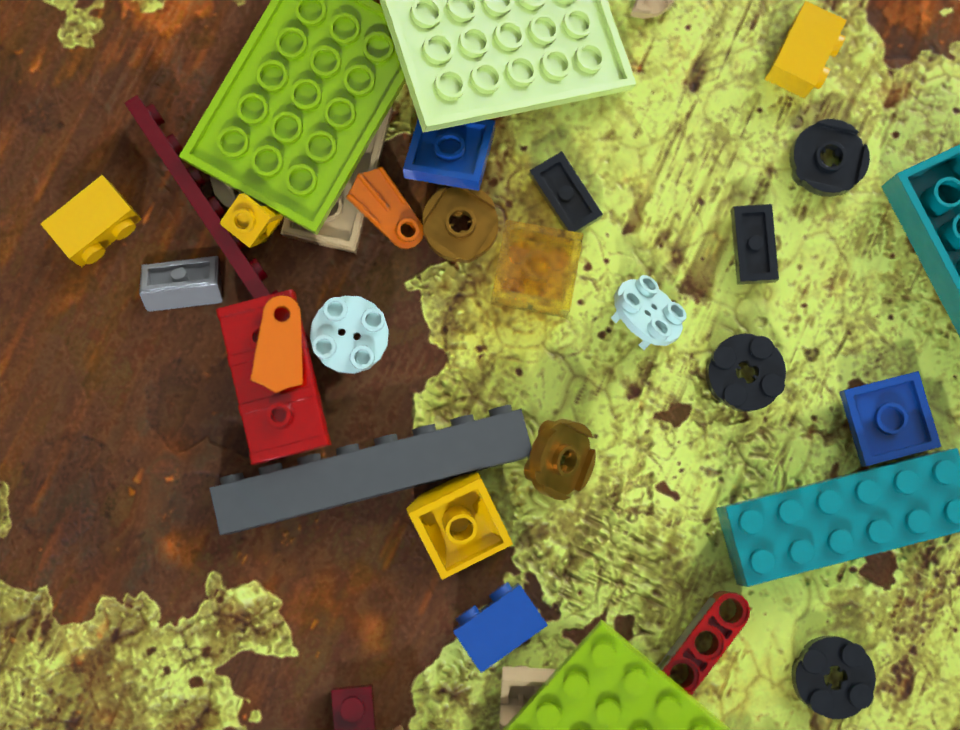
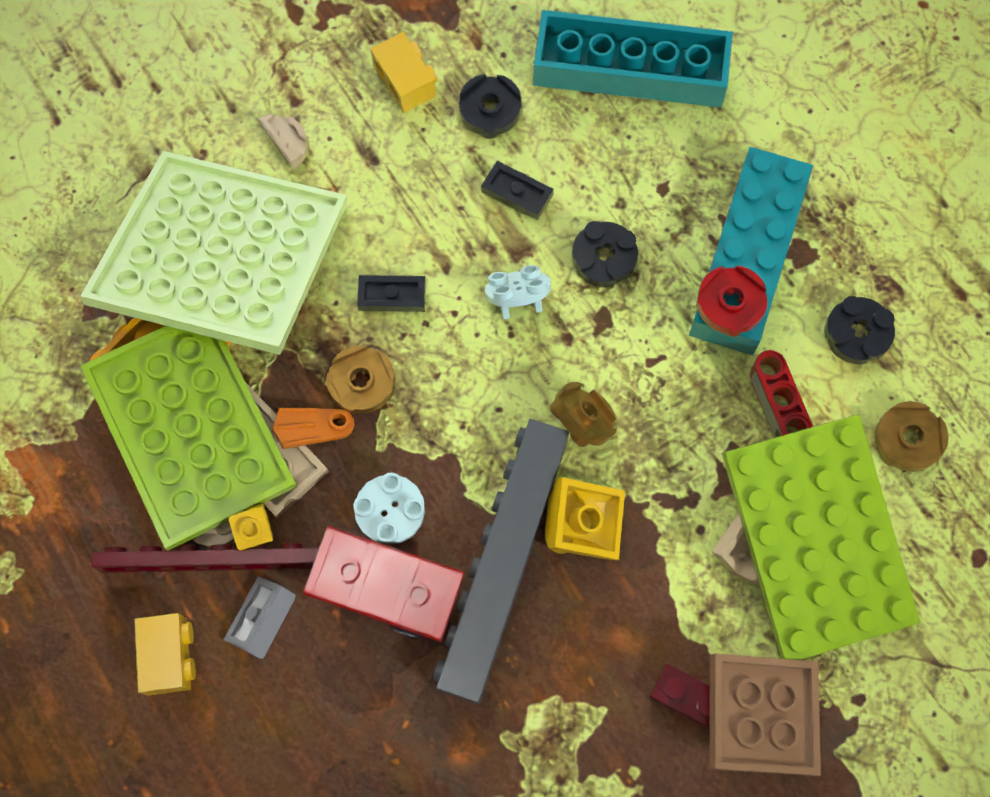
camera: 50 degrees left, 10 degrees down
(279, 347) = (366, 559): orange piece -> none
(450, 155) = (306, 354): blue plate -> none
(498, 626) = (679, 538): blue brick -> none
(537, 269) = (433, 345): clear yellow brick -> none
(788, 518) = (732, 319): none -> red plate
(890, 419) = (700, 180): blue plate -> none

